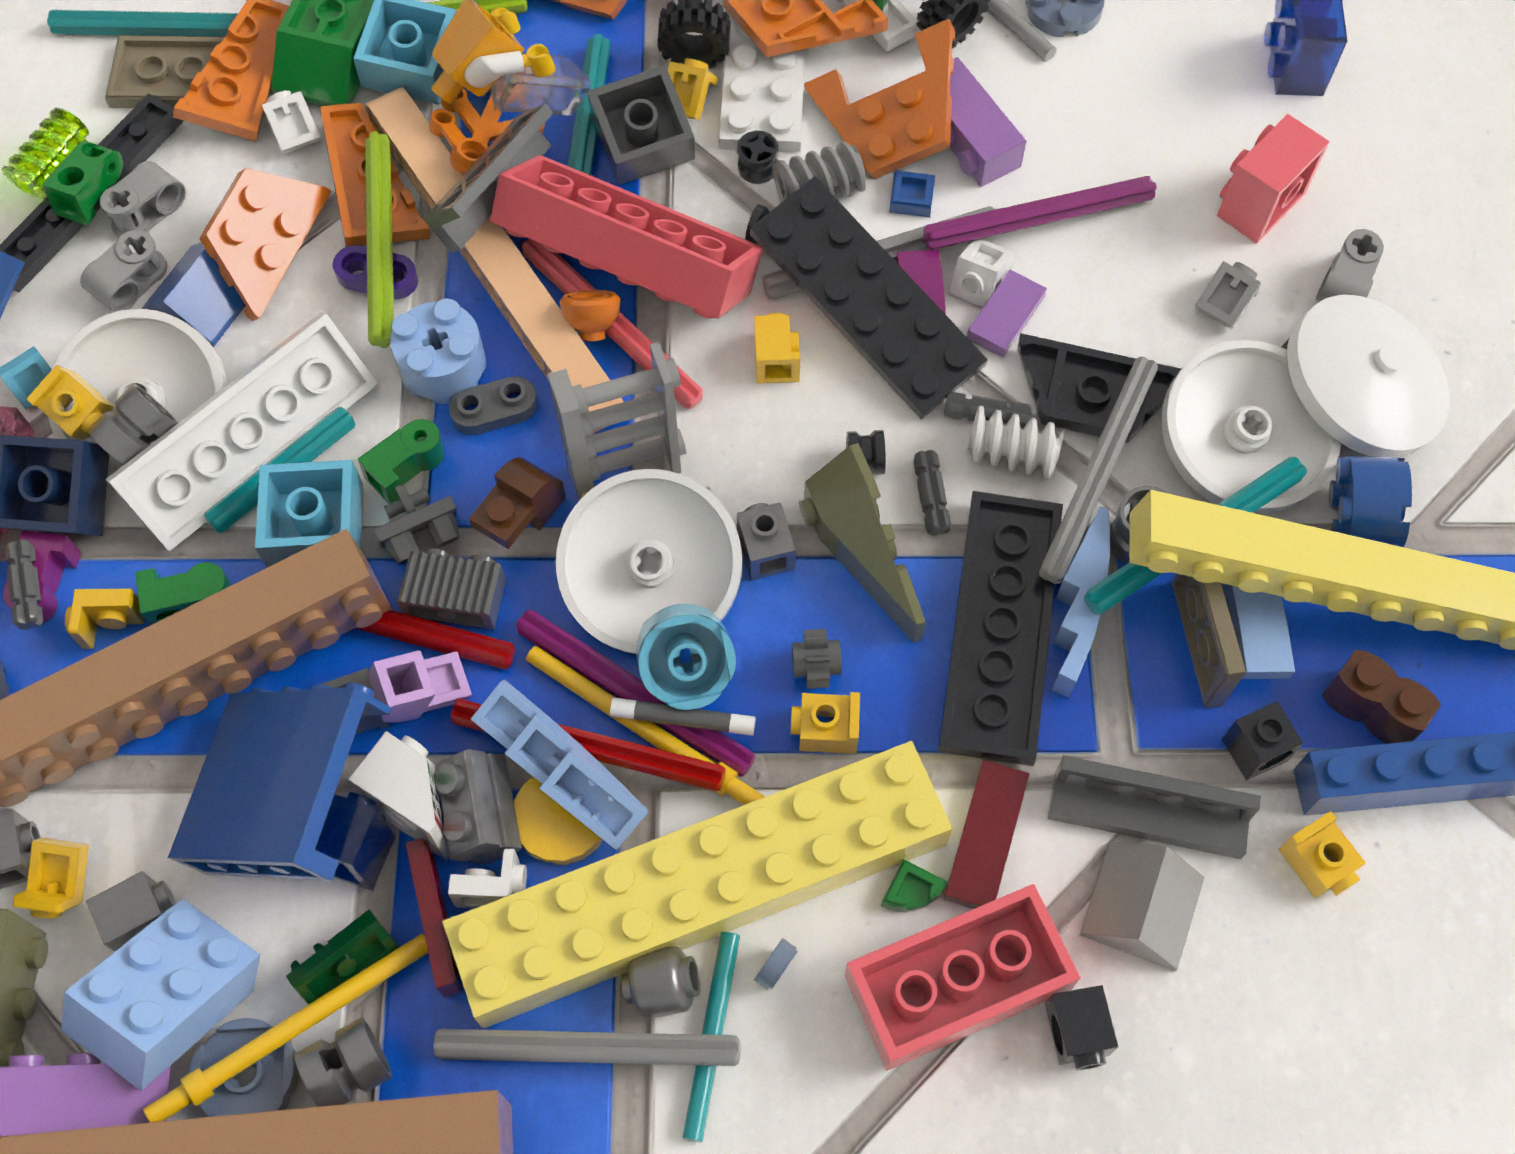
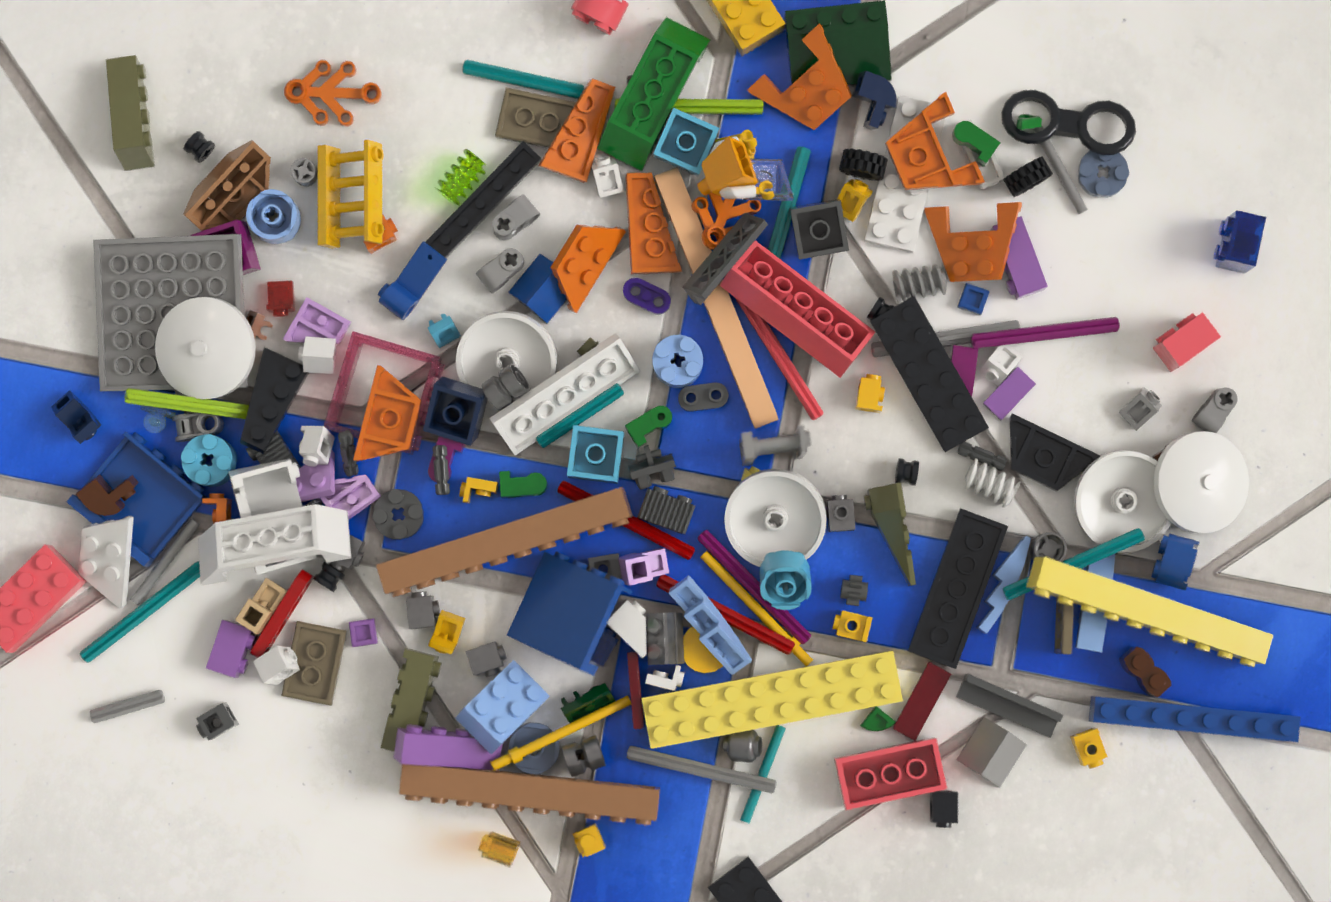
camera: 15 degrees right, 20 degrees up
(59, 391) = (473, 357): yellow brick -> none
(82, 180) = (484, 207): green leg -> none
(379, 239) = (653, 279): lime axle -> none
(520, 497) = (709, 469): reddish brown brick -> none
(590, 312) = (768, 353): orange brick -> none
(689, 718) = (788, 614): dark grey bar -> none
(754, 146) = (887, 253): black wheel -> none
(776, 964) = (801, 747): sand blue tile -> none
(932, 492) = (938, 501): dark grey axle -> none
(1098, 471) = (1033, 510): light grey axle -> none
(1262, 740) = (1076, 682): black brick -> none

